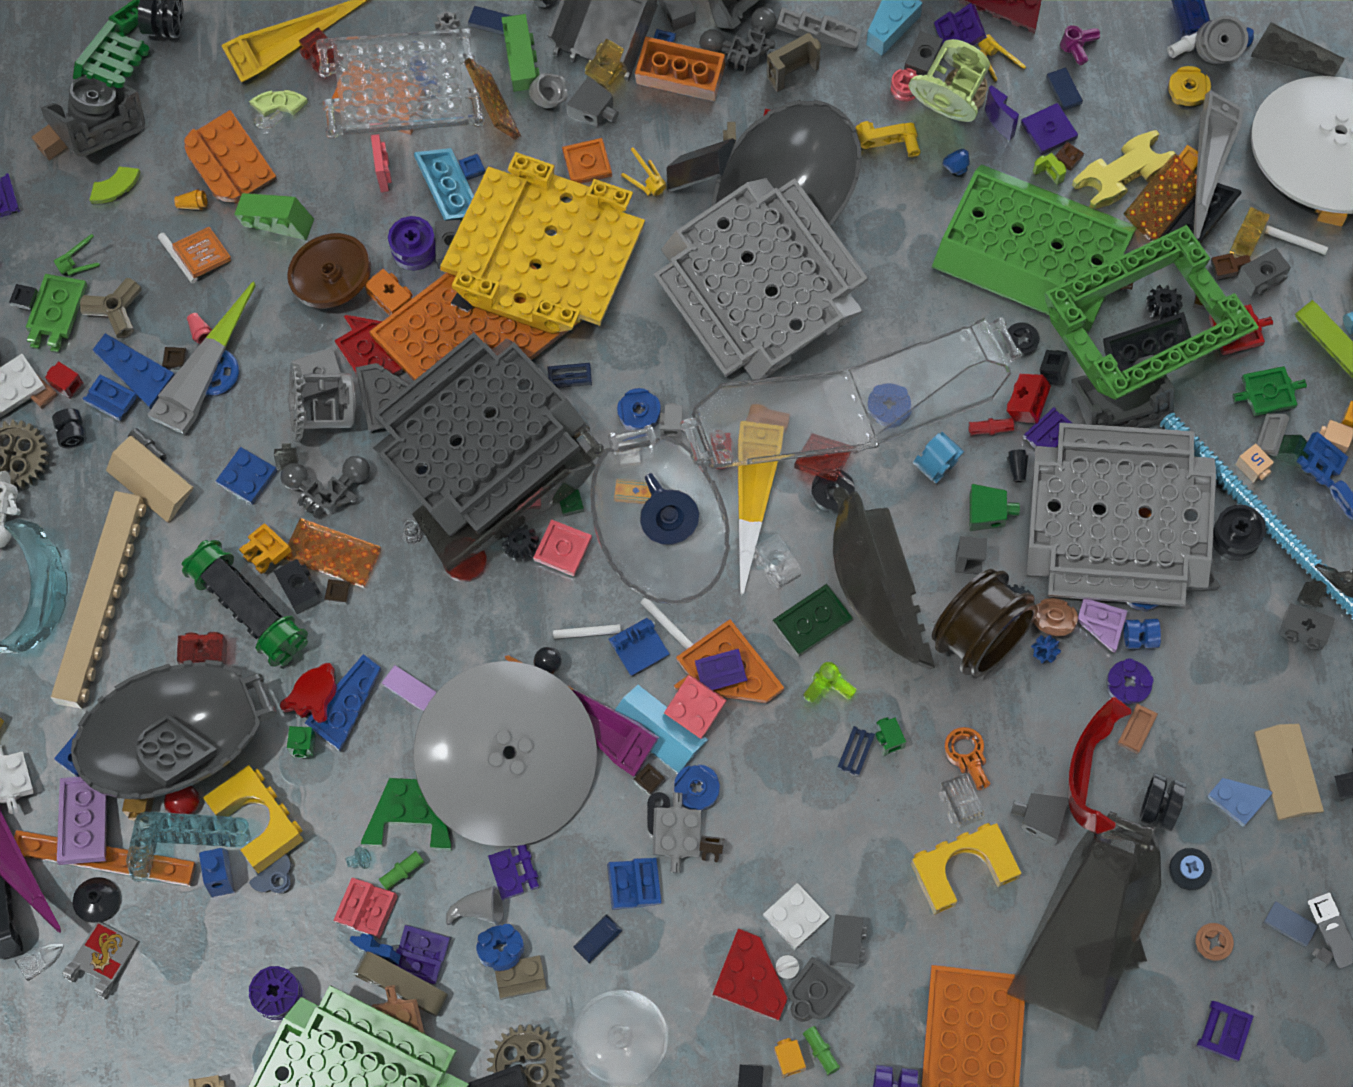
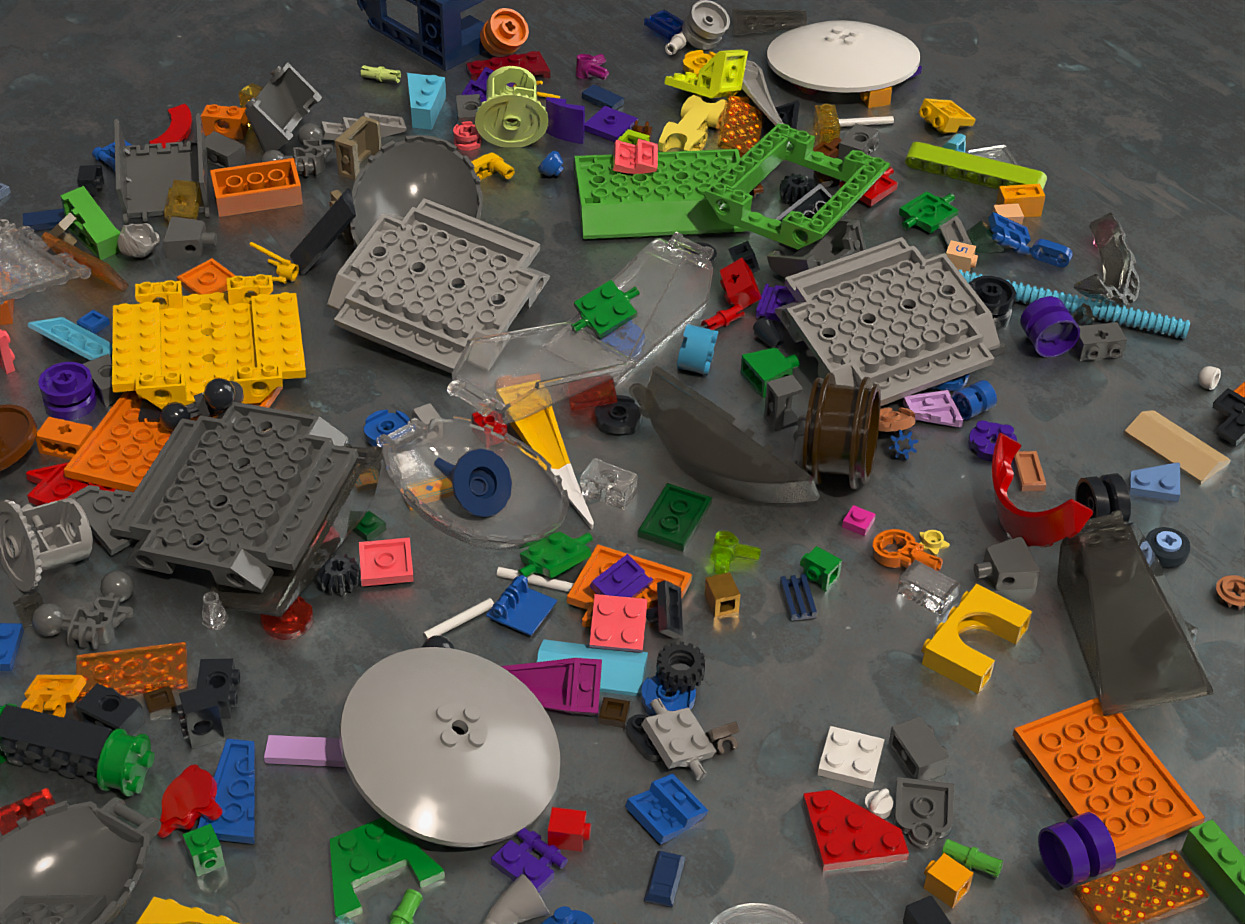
camera: 35 degrees left, 25 degrees down
(352, 628) = (201, 716): none -> black brick
(379, 591) = (224, 678): none -> black brick
(490, 48) = (60, 229): none -> dark tan tile
(504, 326) = (216, 397): none -> black piece
(552, 863) = (568, 829): none -> red brick
(695, 615) = (555, 554): none -> green plate
(714, 787) = (680, 678): none -> black tyre
(742, 713) = (668, 610): none -> black tile
(795, 718) = (722, 594): none -> pearl gold brick
(882, 378) = (605, 309): none -> green plate
(957, 703) = (858, 520): none -> dark pink plate
(1007, 751) = (933, 541): none -> light yellow plate
(1027, 201) = (635, 158): none -> coral slope
(1167, 127) = (717, 78): none -> neon yellow bracket
(1267, 592) = (1050, 326): none -> dark purple wheel

